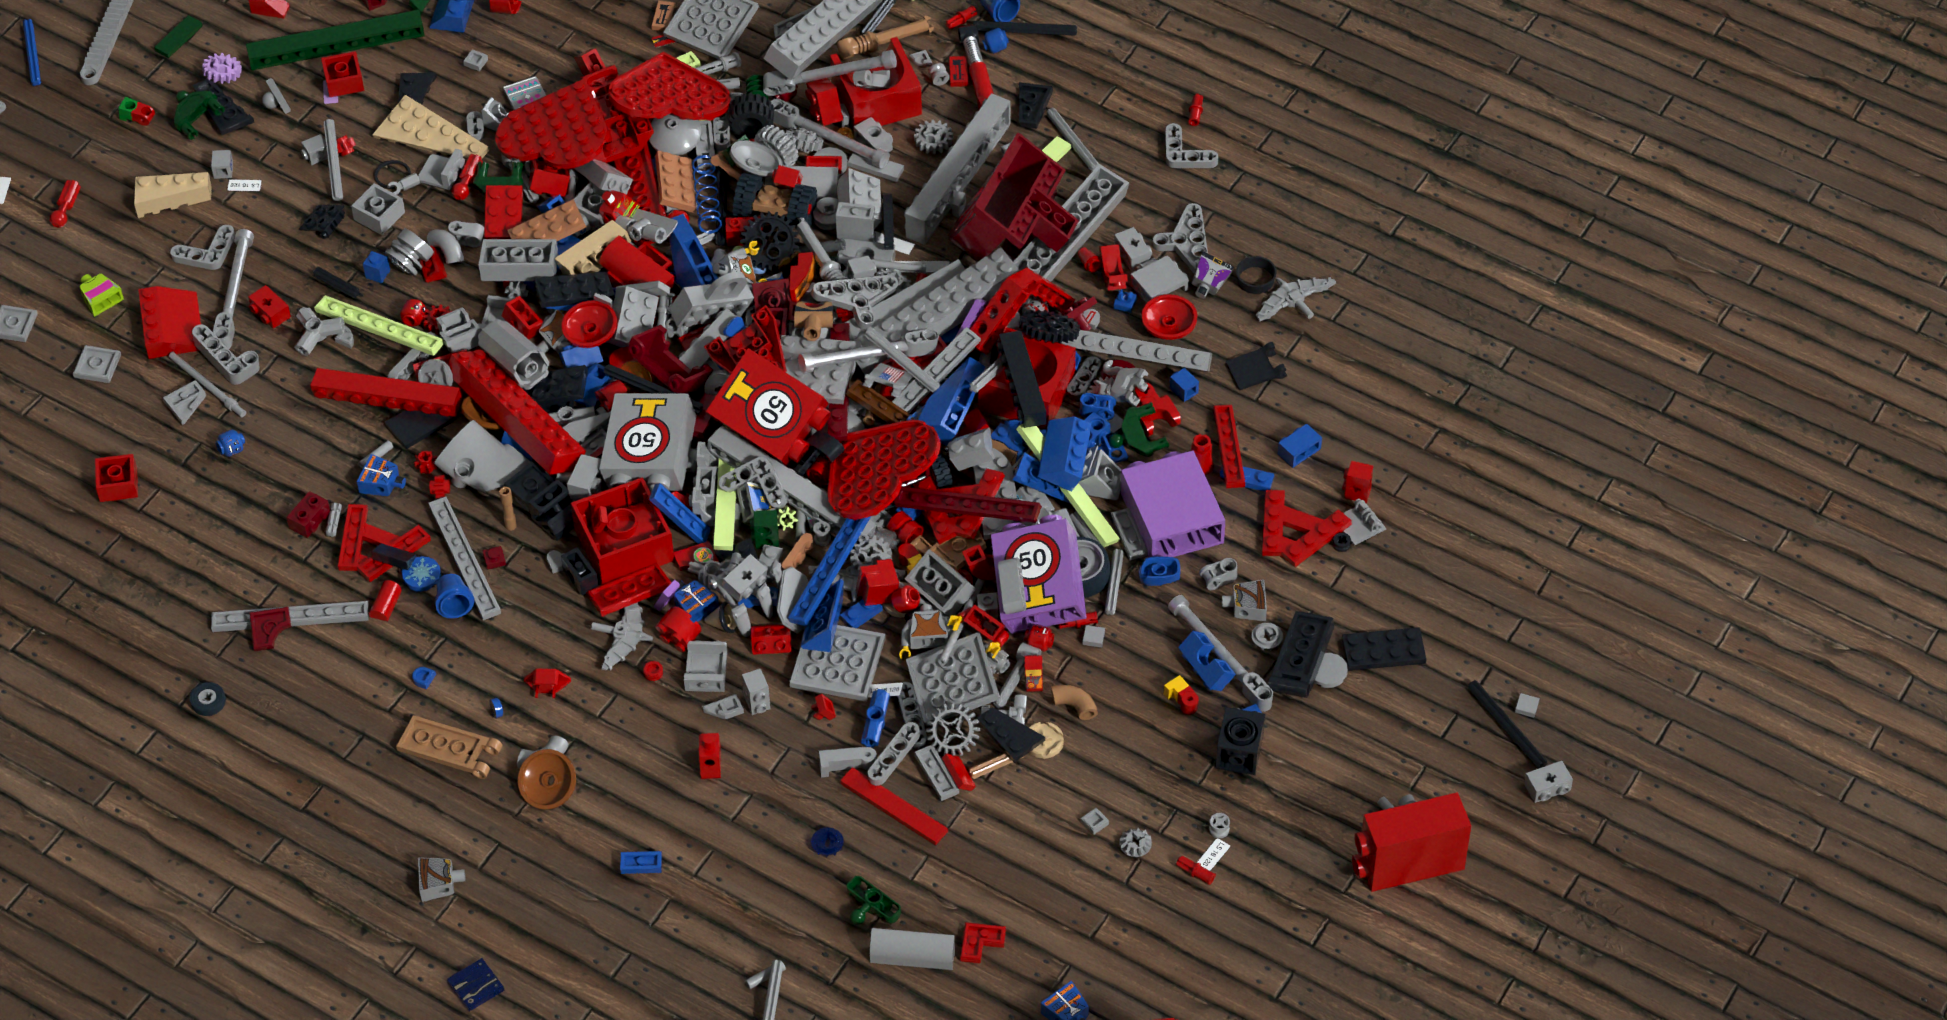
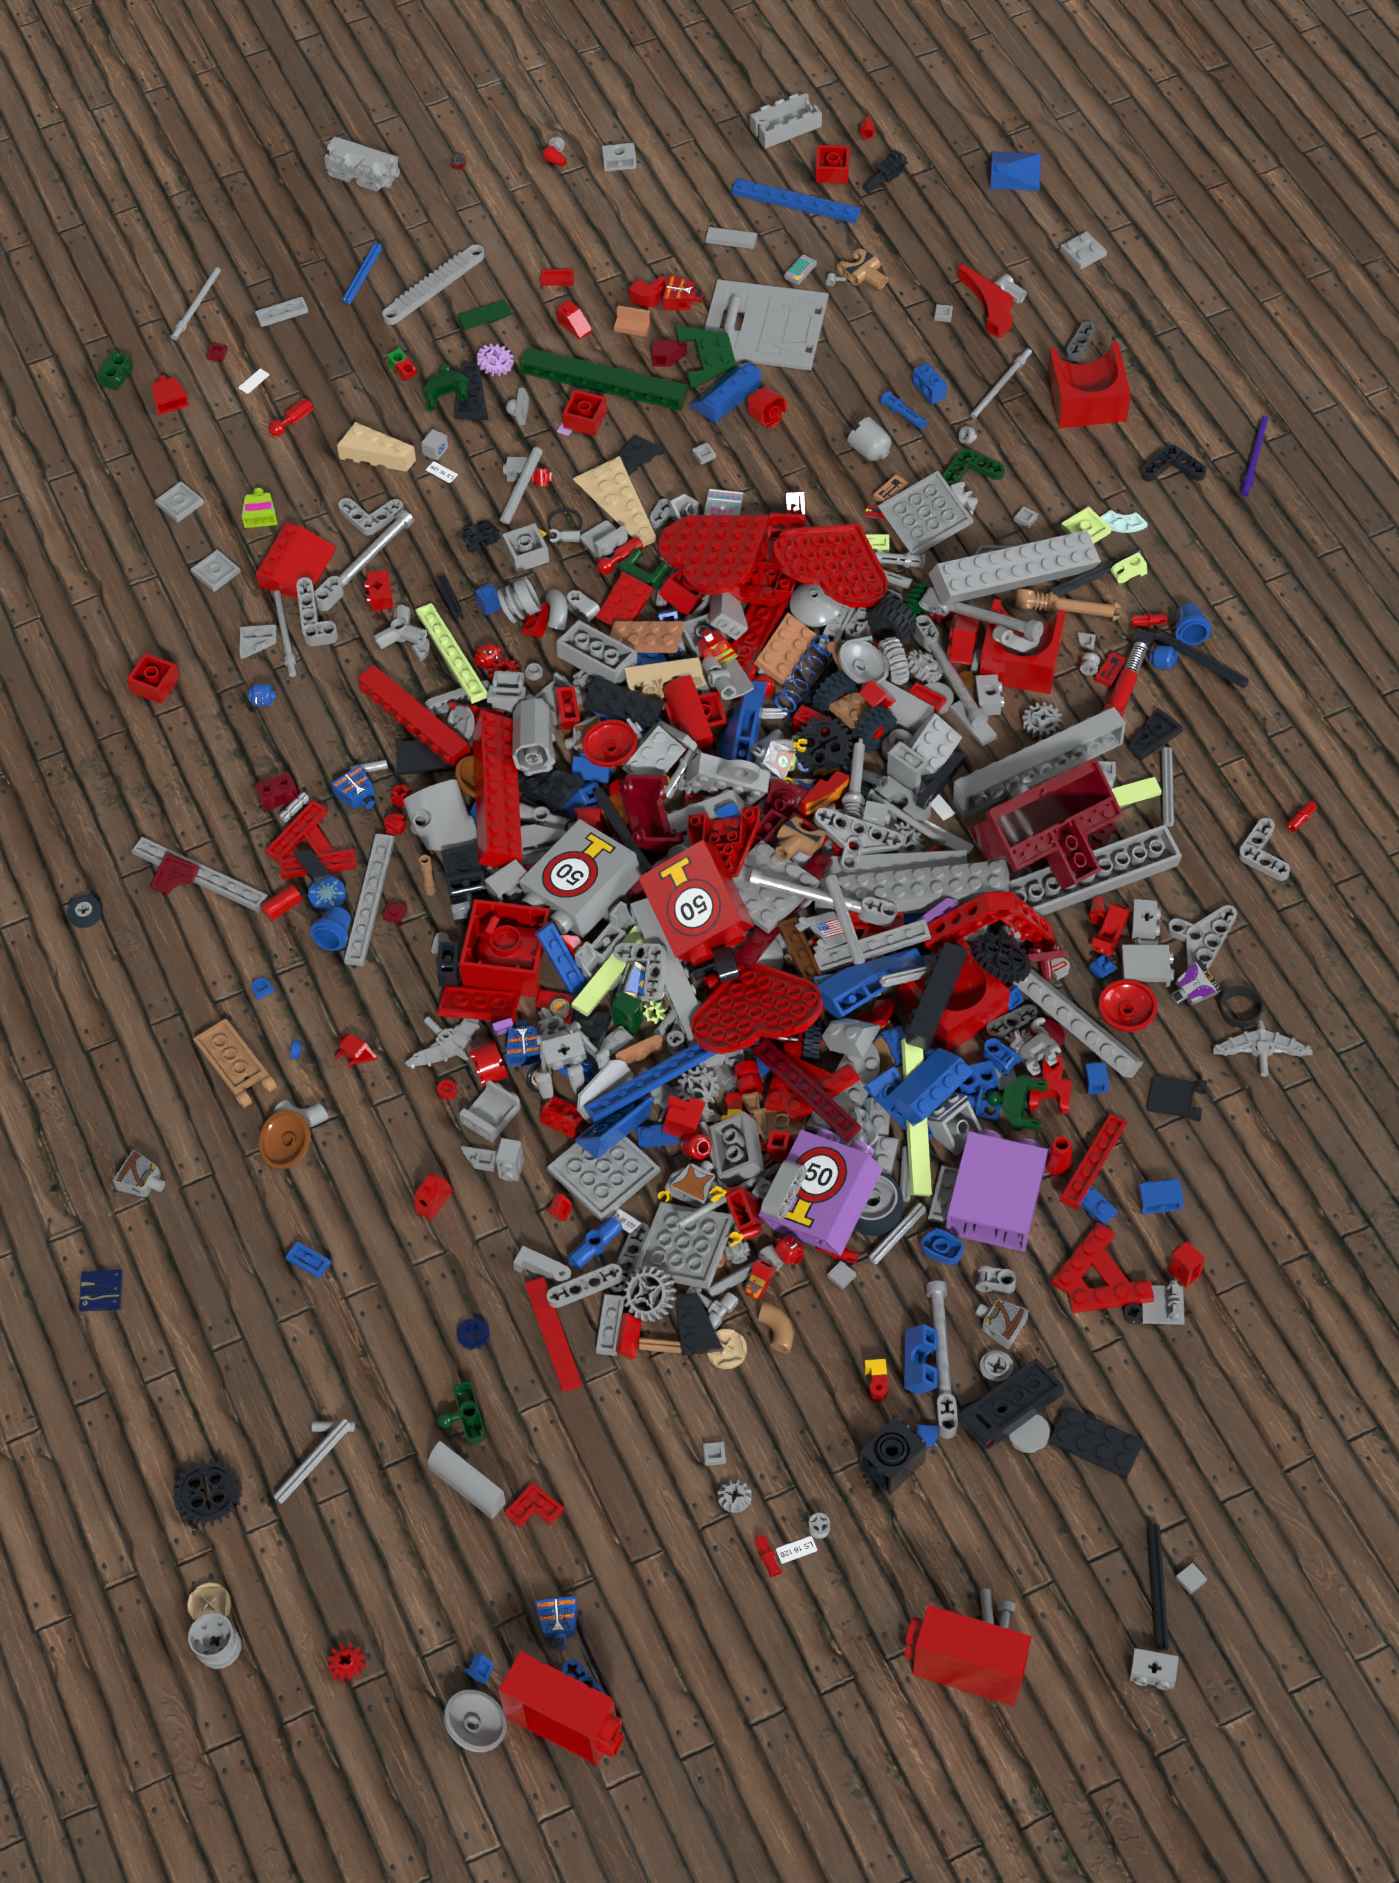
camera: 35 degrees right, 5 degrees up
(465, 303) = (534, 671): none -> light grey plate

